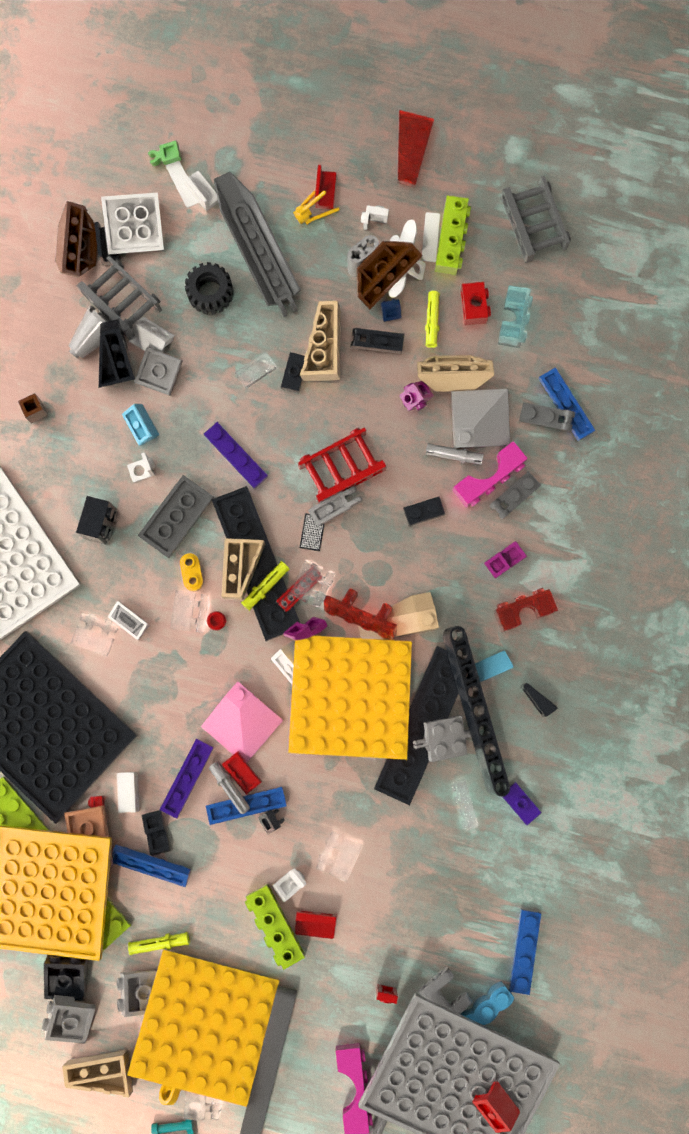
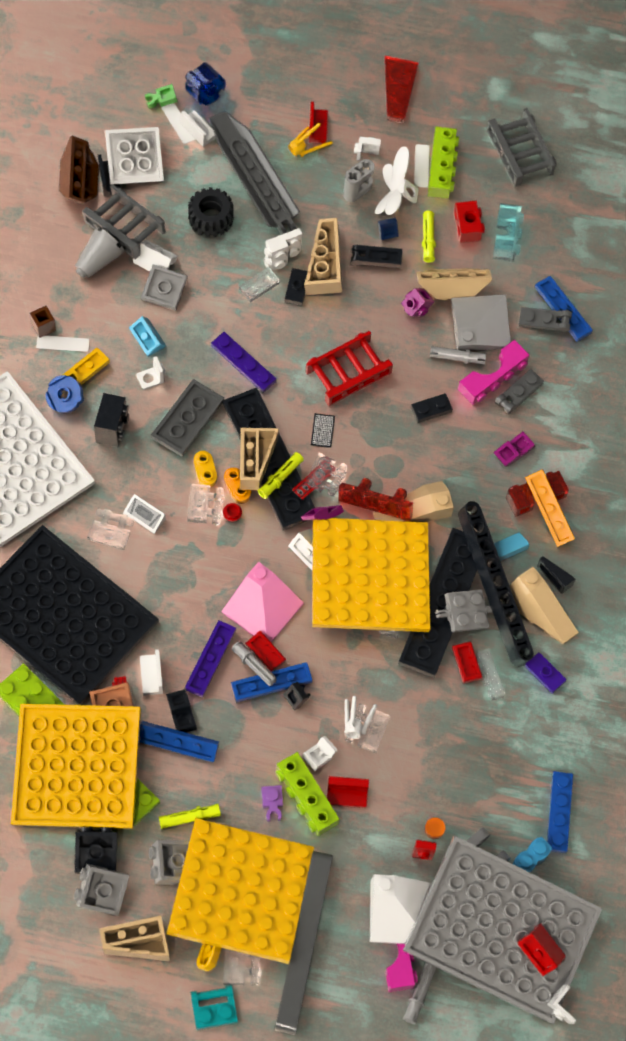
camera: 10 degrees left, 15 degrees down
(55, 429) = (63, 343): none -> white sticker
(61, 485) = (74, 397): none -> plate
(74, 461) = (88, 366): none -> yellow plate
(114, 356) = (122, 271): black wedge -> none
(209, 141) = (204, 84): none -> clear blue brick
(217, 591) = (233, 486): none -> light orange plate
(240, 927) = (272, 799): none -> medium lavender plate
(274, 334) = (282, 247): none -> white plate
(323, 860) = (353, 726): none -> white plant
(333, 506) = (343, 405): light grey hinge -> none
(355, 1056) = (395, 907): none -> white slope
(384, 269) = (380, 190): reddish brown wedge -> none
(400, 964) = (434, 828): none -> orange tile
(442, 791) = (467, 662): none -> red plate
(520, 733) = (541, 606): none -> tan wedge
(537, 630) = (550, 508): none -> light orange plate

